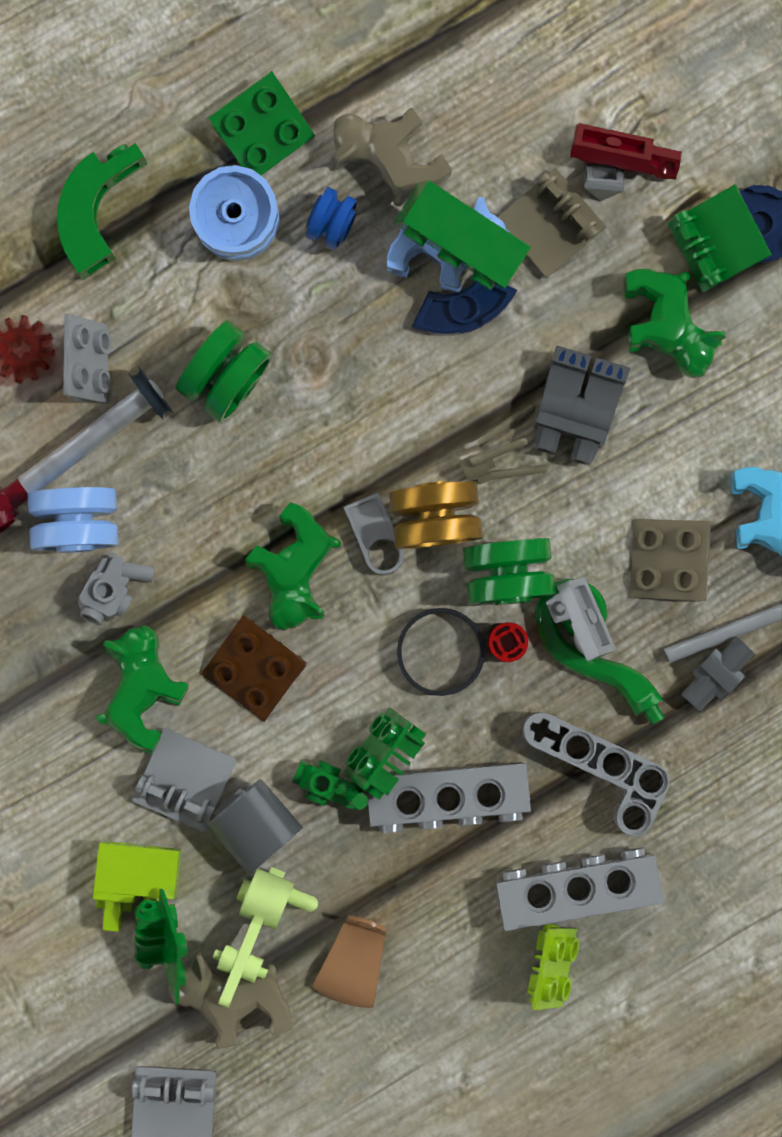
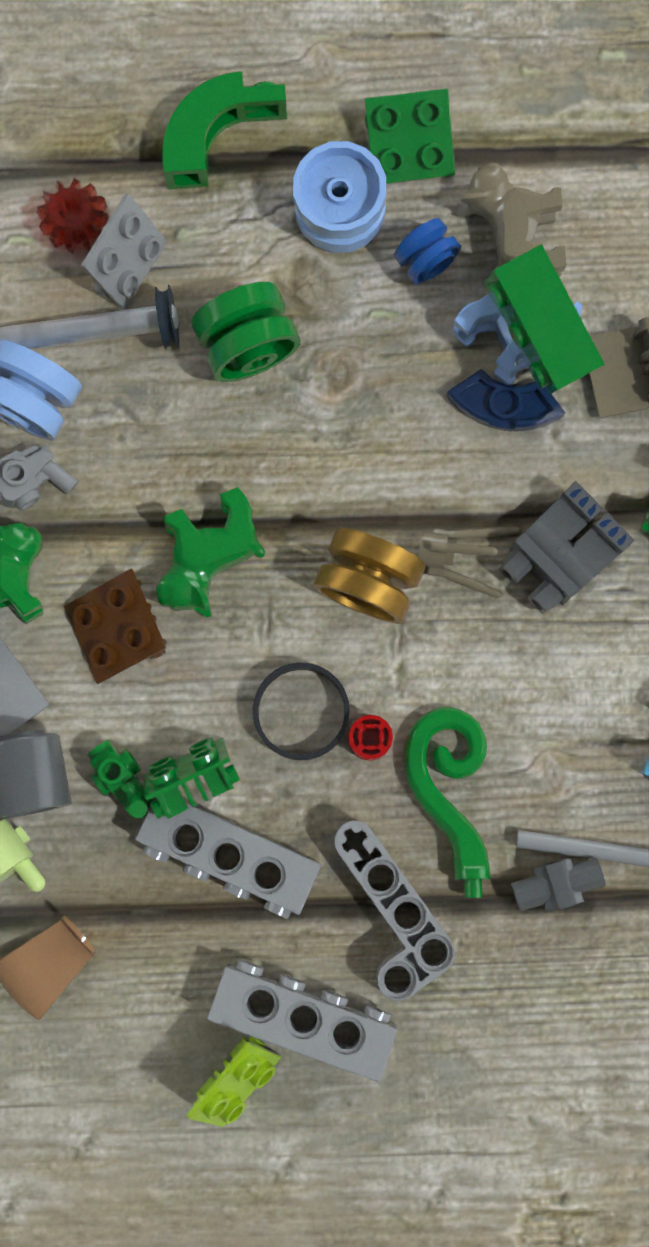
camera: 30 degrees right, 5 degrees down
(372, 525) = (302, 556): light grey piece -> none
(509, 573) = (411, 664): green wheel -> none
(578, 604) = (459, 740): light grey hinge -> none
(670, 559) = (572, 747): dark tan hinge -> none

